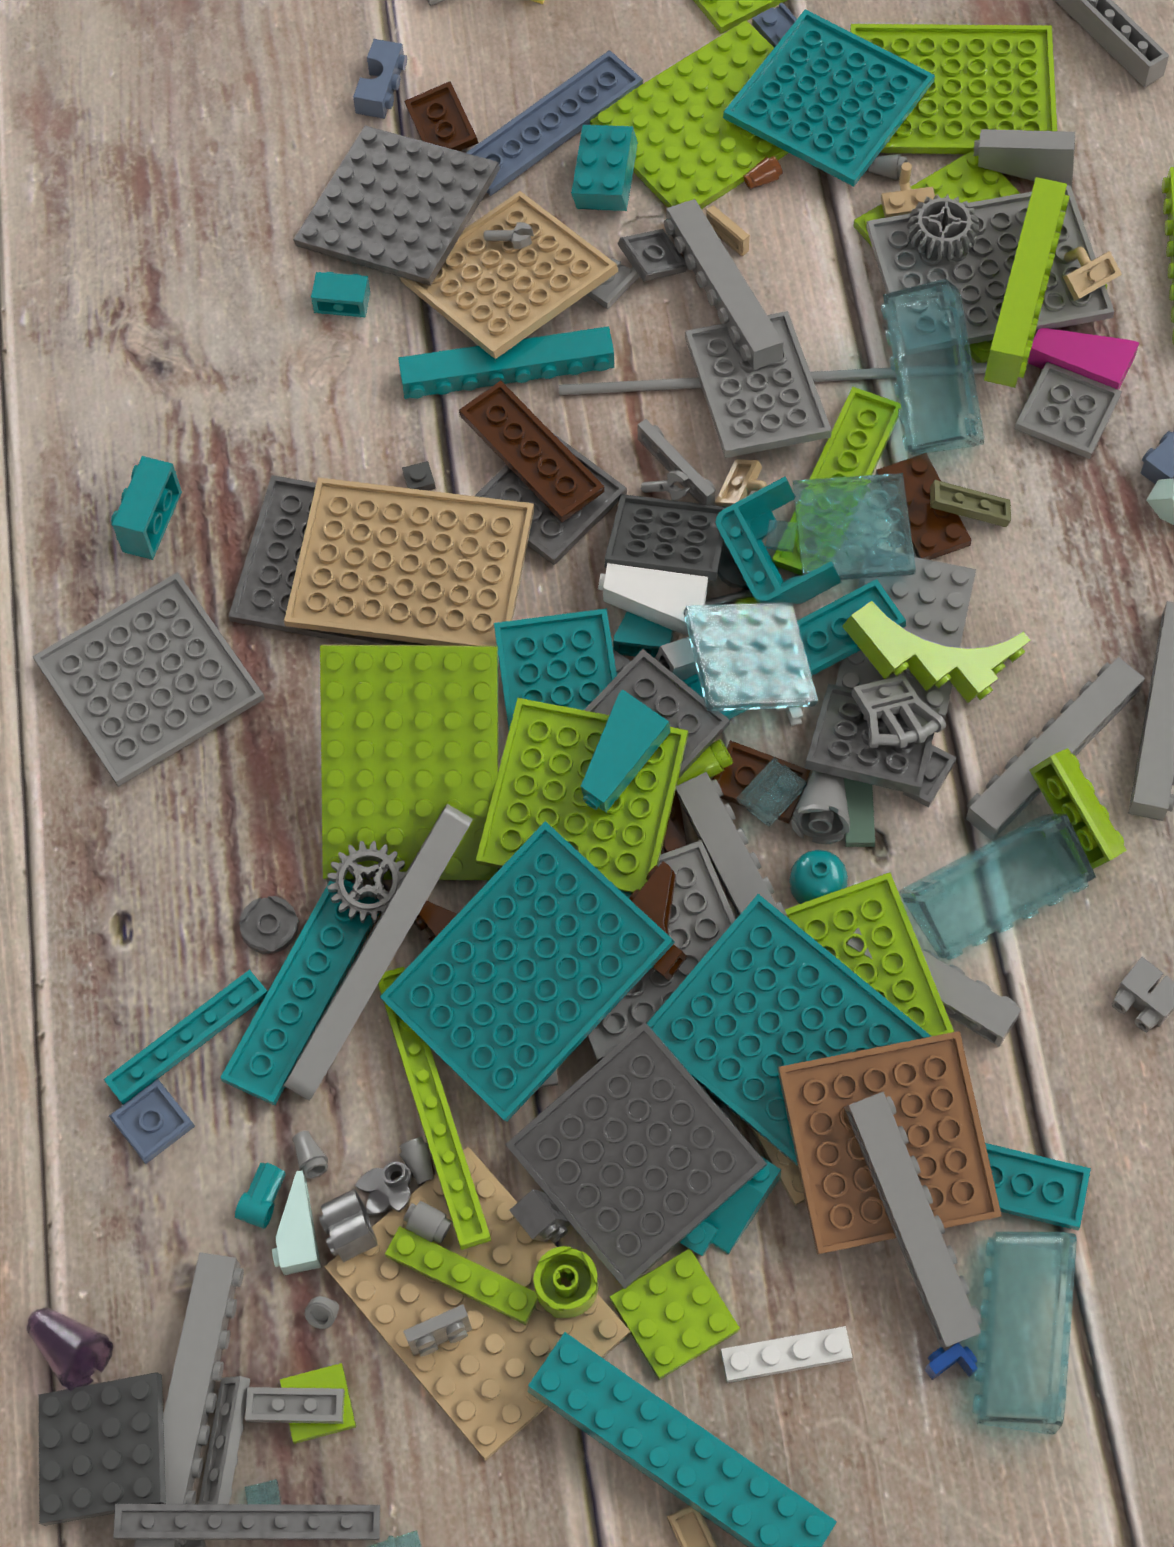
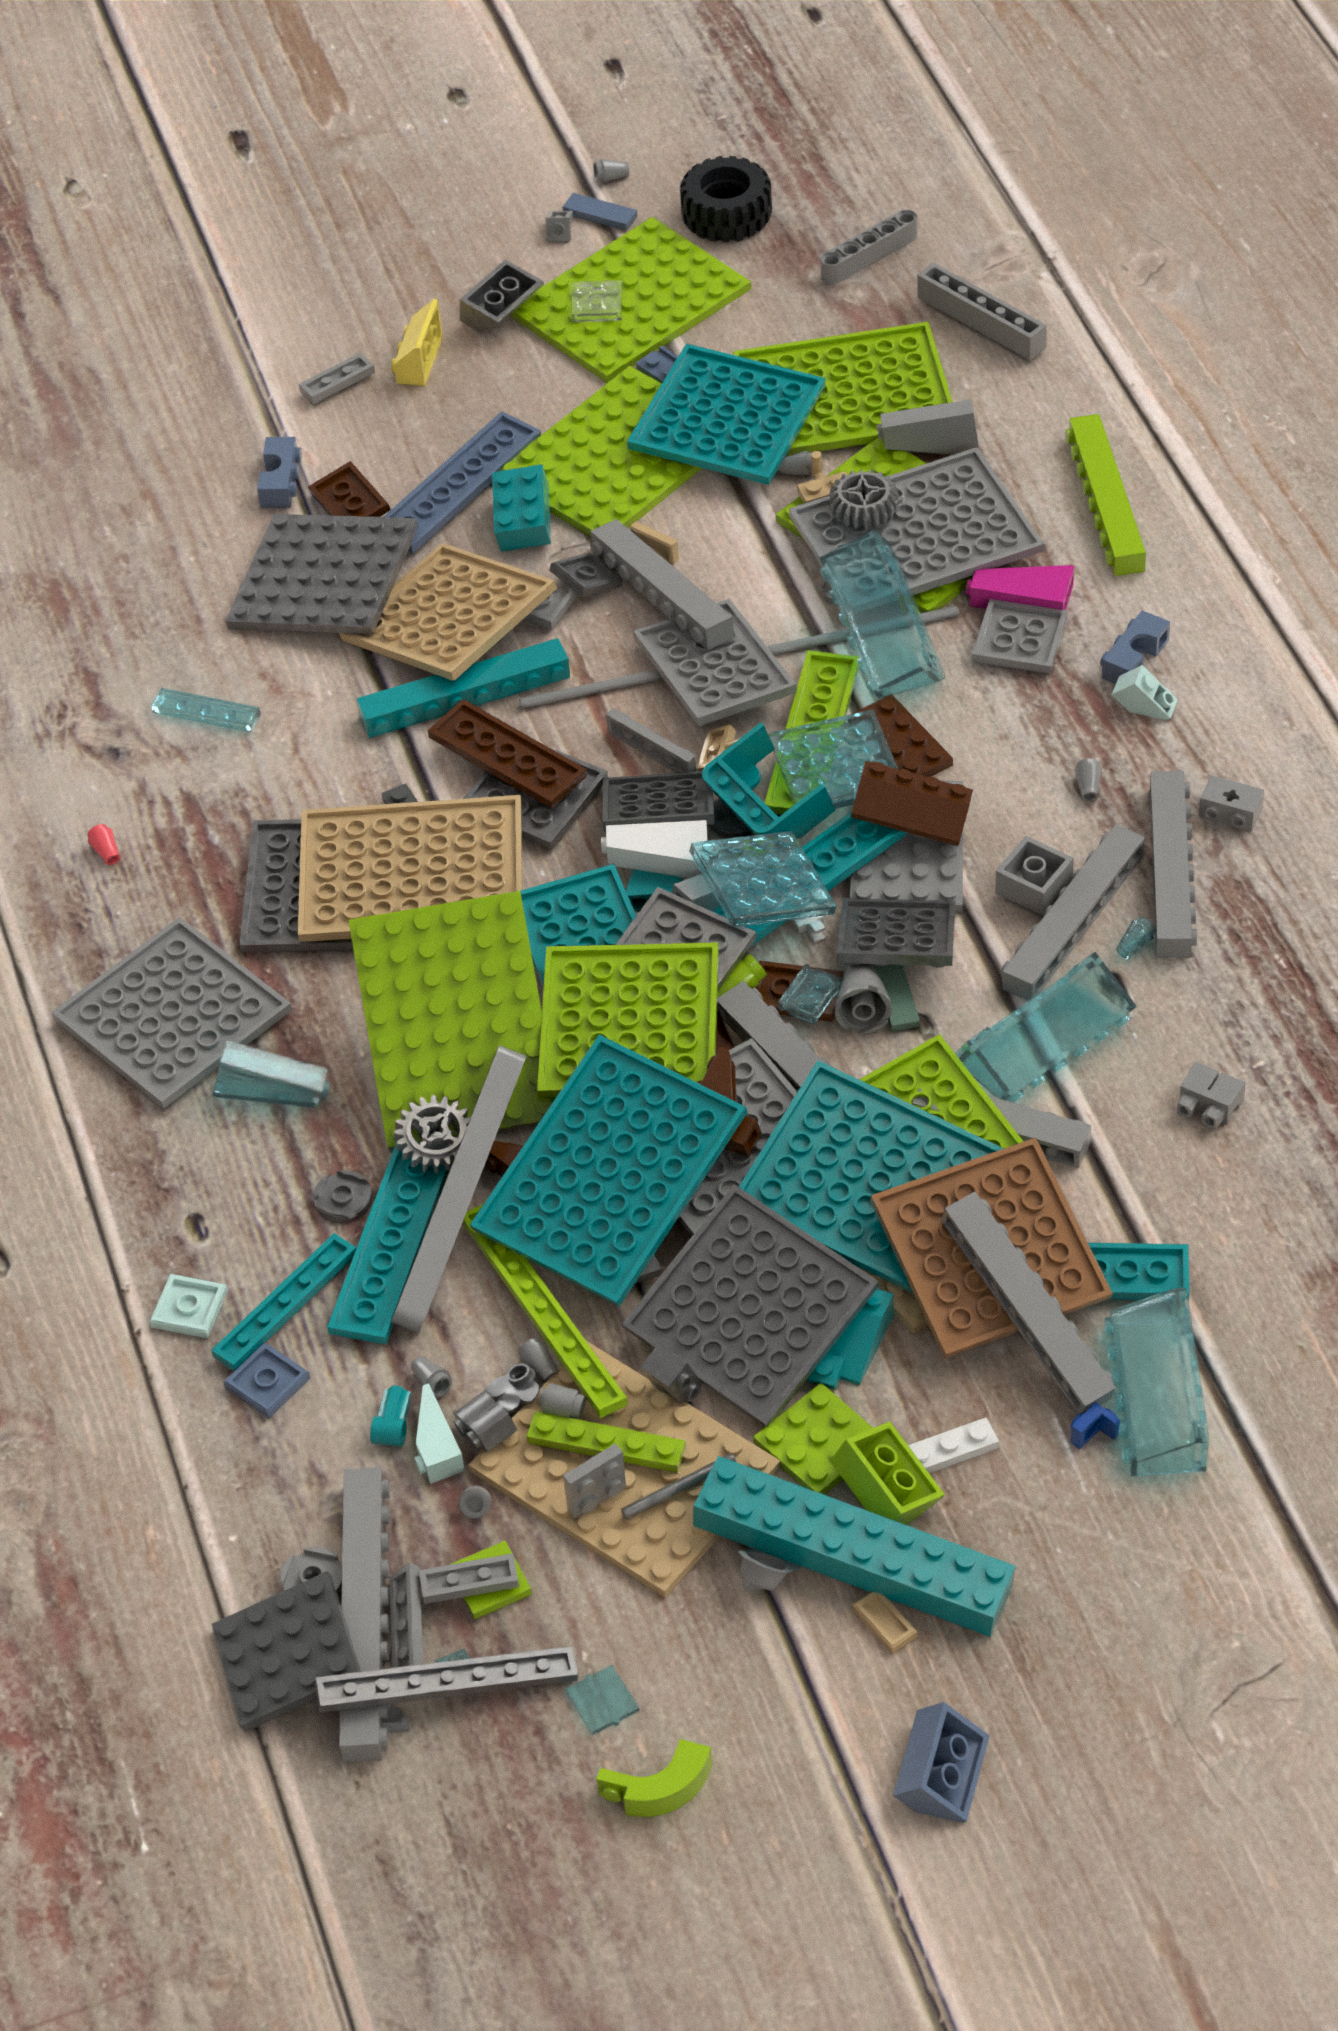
camera: 10 degrees left, 15 degrees down
(69, 1347) = (234, 1574): clear purple cone -> none
(95, 1019) = (188, 1306): none -> light aqua tile
(121, 468) = (103, 842): none -> coral cone
(143, 1346) = (311, 1561): none -> light grey plate
(146, 507) = (136, 865): teal brick -> none
(224, 778) = (268, 1078): none -> clear light blue slope
(254, 336) = (206, 710): none -> clear light blue tile
(340, 294) = (284, 658): teal brick -> none
(519, 236) = (452, 577): light grey bar -> none
(522, 1344) = (670, 1490): none -> flat silver bar
(577, 1268) = (709, 1421): lime brick -> none
(587, 1460) = (763, 1570): none -> light grey piece
(622, 751) = (660, 965): teal slope -> none
(668, 485) = (647, 762): light grey bar -> none
(731, 1382) = (886, 1474): none -> lime slope
(763, 173) = (678, 489): dark orange cone -> none
(781, 535) = (768, 782): clear light blue tile -> none
(817, 875) = (869, 1052): teal cylinder -> none
(891, 697) = (905, 895): light grey plate -> none
(896, 650) = (938, 858): lime arch -> none
(918, 596) = (911, 803): none -> reddish brown slope
(937, 769) = (964, 953): flat silver plate -> none
(970, 503) = (944, 725): olive plate -> none
(1024, 699) = (1034, 875): none -> light grey brick
(1027, 283) = (955, 528): lime brick -> none
(1074, 795) = (1088, 932): lime slope -> none
(1091, 273) = (1014, 513): tan plate -> none
(1102, 592) = (1088, 777): none -> light grey cone
(1114, 788) = (1136, 936): none -> clear light blue cone

